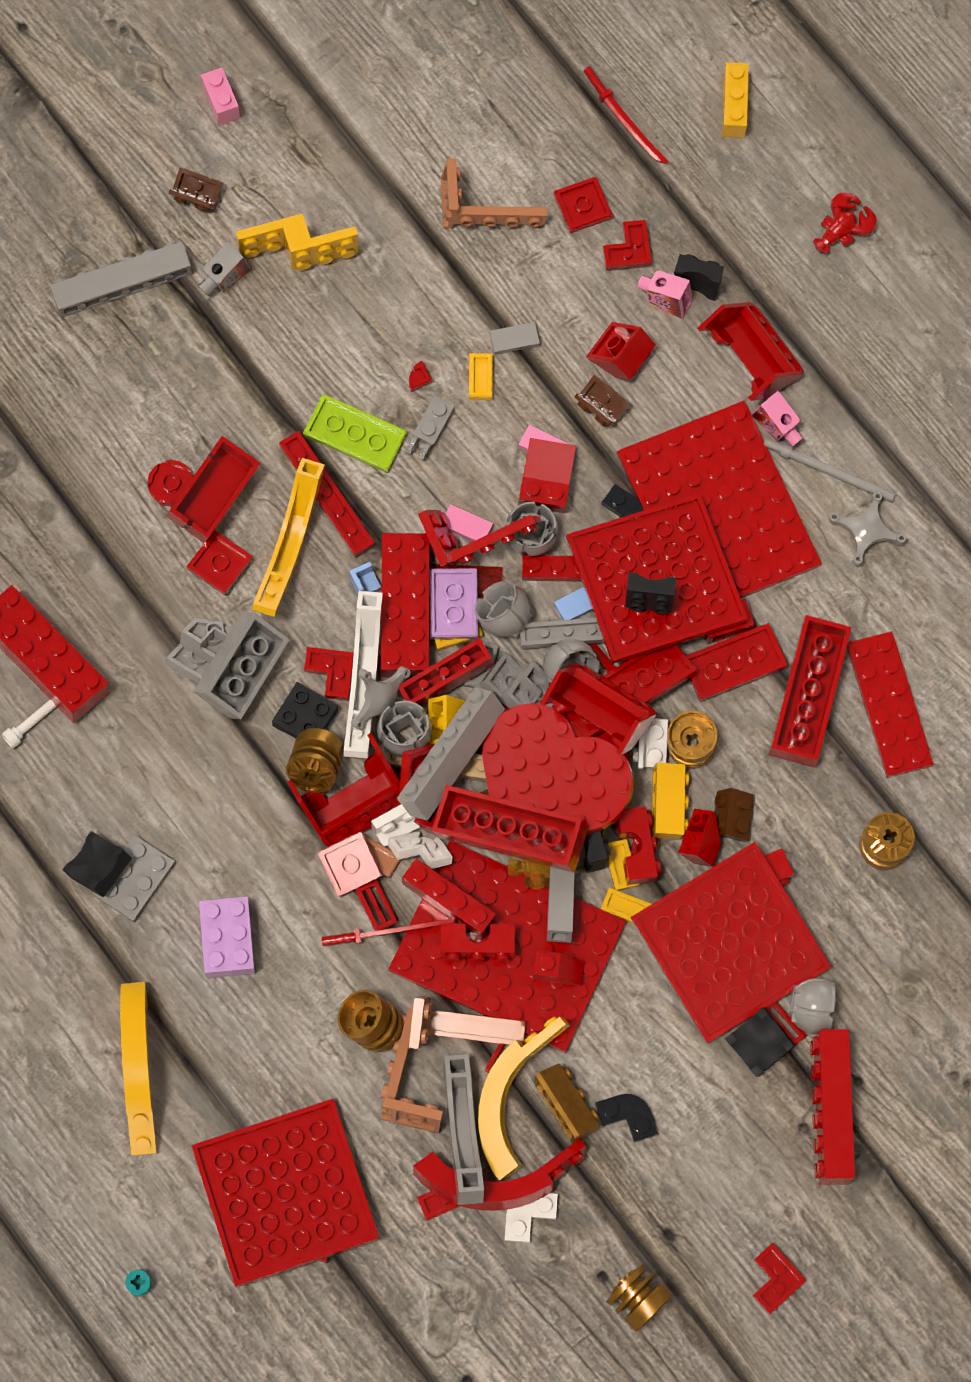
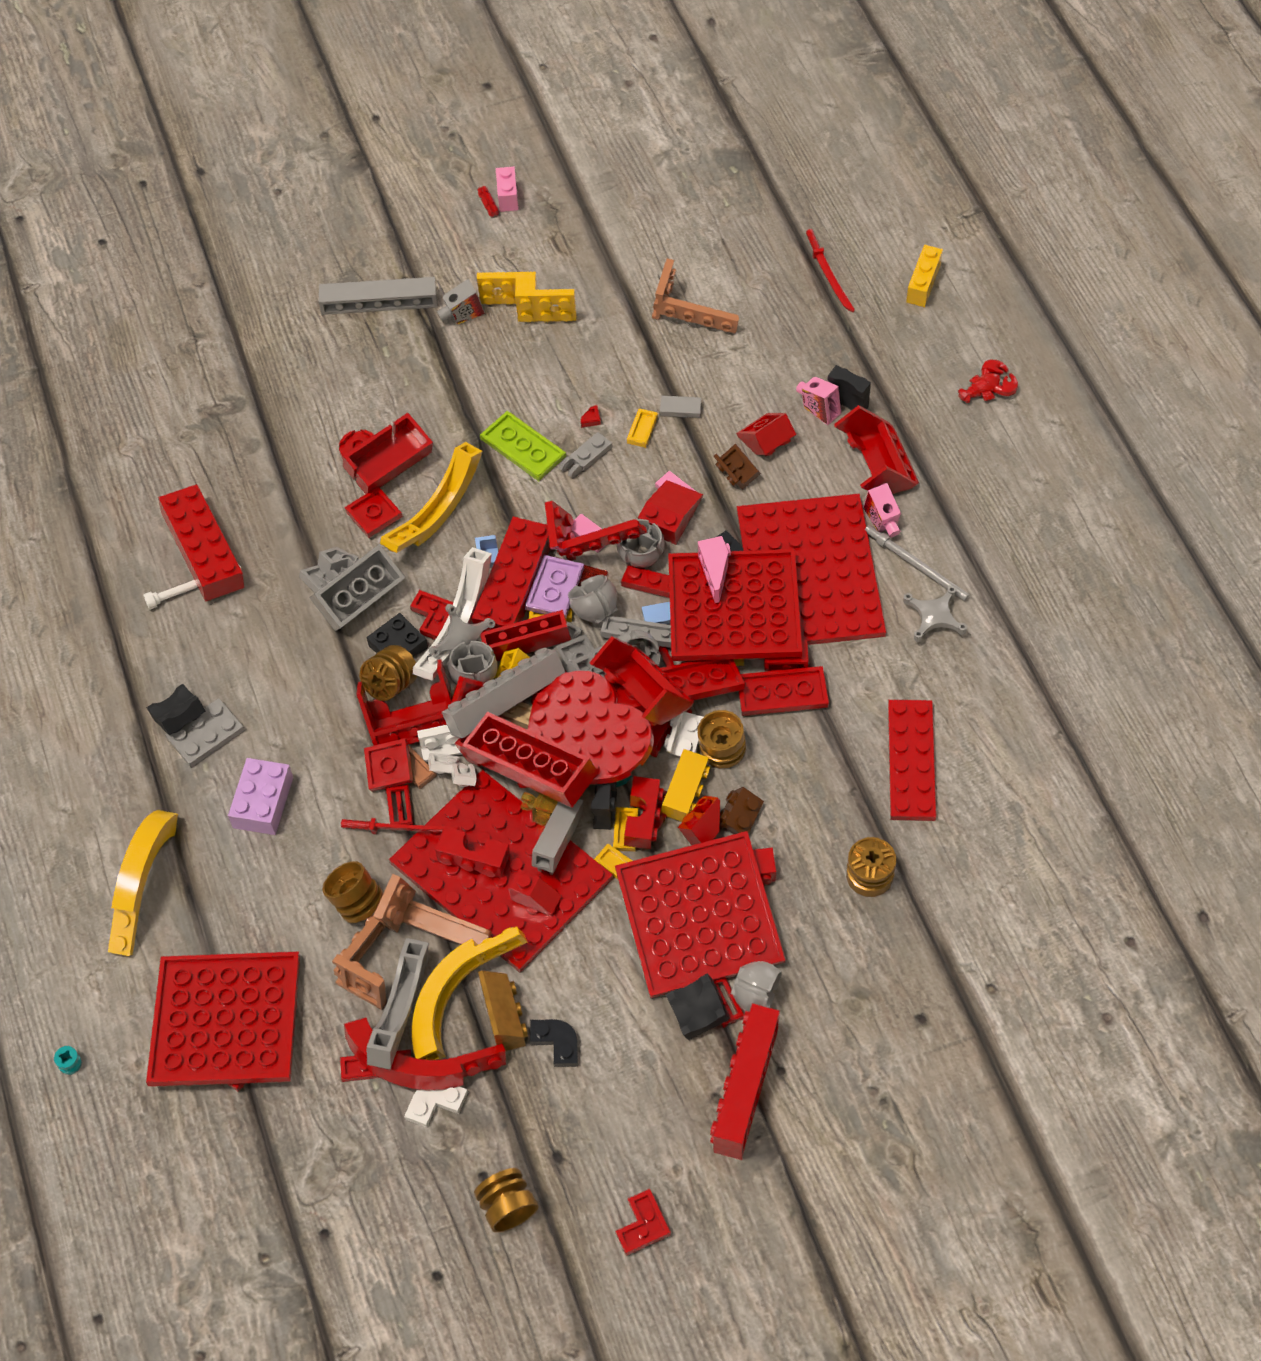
camera: 25 degrees right, 15 degrees down
(196, 189) = (464, 247): reddish brown bracket -> none
(201, 116) = (488, 201): none -> red axle
(330, 498) = (484, 490): red plate -> none
(448, 898) = (459, 809): red brick -> none
(583, 204) = (772, 325): red tile -> none
(622, 534) = (714, 561): none -> bright pink slope
(633, 252) = (802, 366): red plate -> none
(650, 594) = (720, 606): black brick -> none
(810, 691) = (840, 728): red brick -> none

